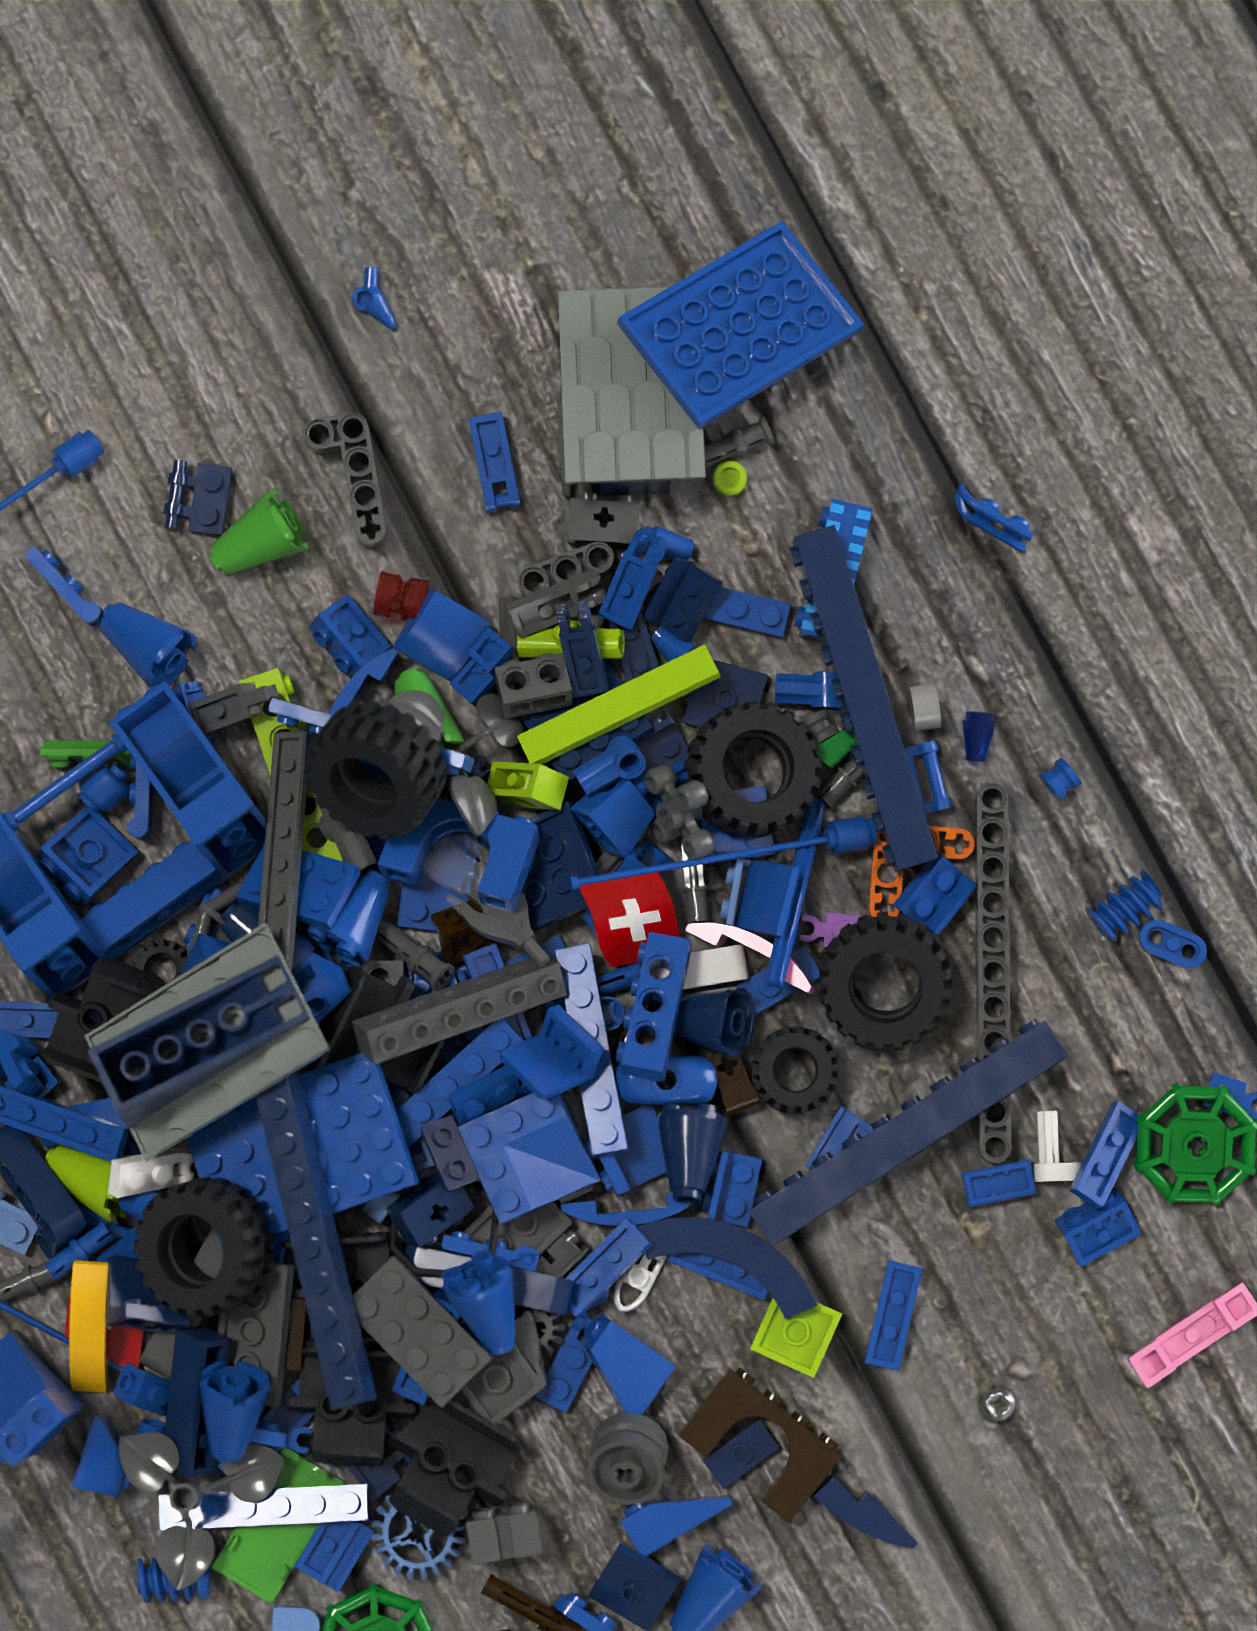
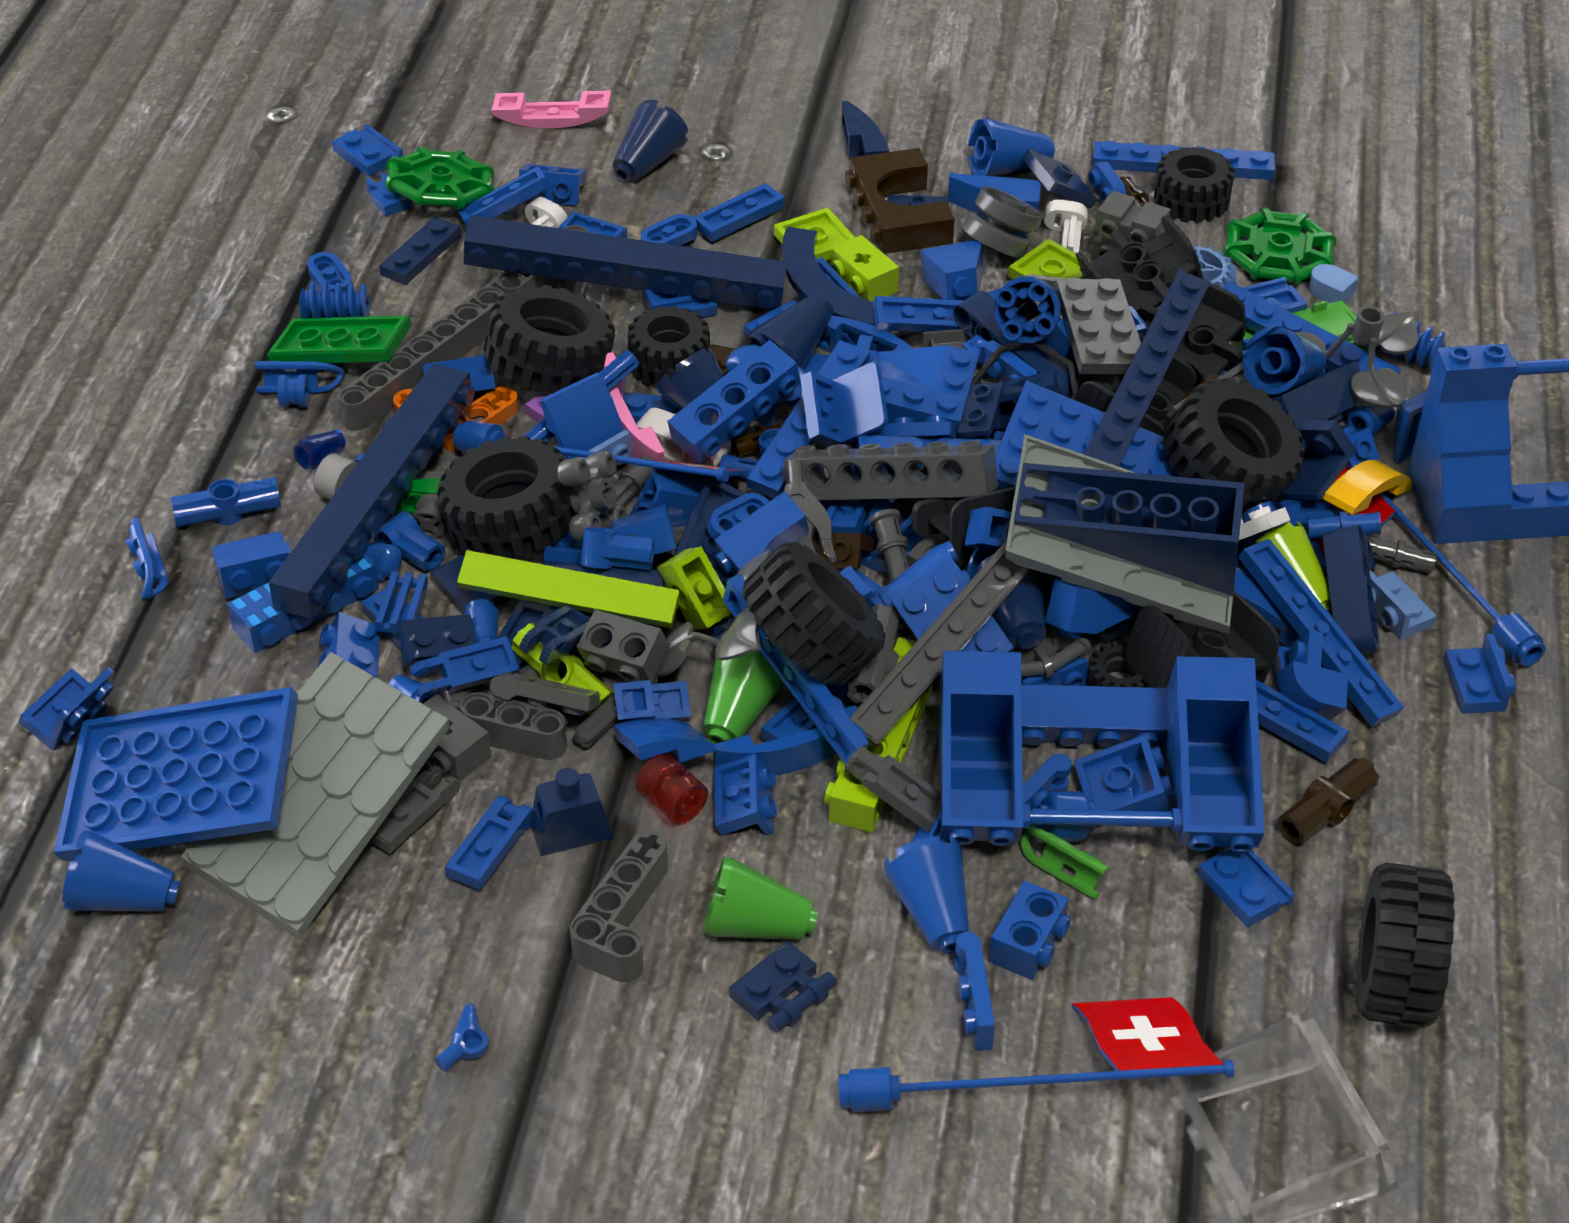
camera: 140 degrees left, 40 degrees down
(71, 664) = (1029, 930): none -> blue brick
(450, 519) = (568, 813): none -> dark blue torso
(543, 876) = (733, 513): none -> blue plate
(552, 1447) = (1047, 260): none -> lime plate
(583, 1538) = (1071, 222): none -> white piece
(696, 1318) = (865, 268): none -> lime brick
(708, 226) = (116, 879): none -> blue cone
(752, 549) = (353, 641): none -> blue bracket
(763, 640) = (386, 605): none -> blue tile
(808, 656) = (386, 558): none -> blue piece
(894, 336) = (63, 706): none -> blue bracket
(908, 576) = (249, 562): none -> blue bracket
(929, 1233) = (673, 230): none -> blue plate
(1002, 600) = (225, 502): none -> blue piece
(1050, 1339) = (649, 140): none -> dark blue cone
(1072, 808) = (273, 369): none -> blue piece
(1075, 862) = (341, 339): none -> green tile
(1131, 1044) = (420, 250): none -> dark blue plate

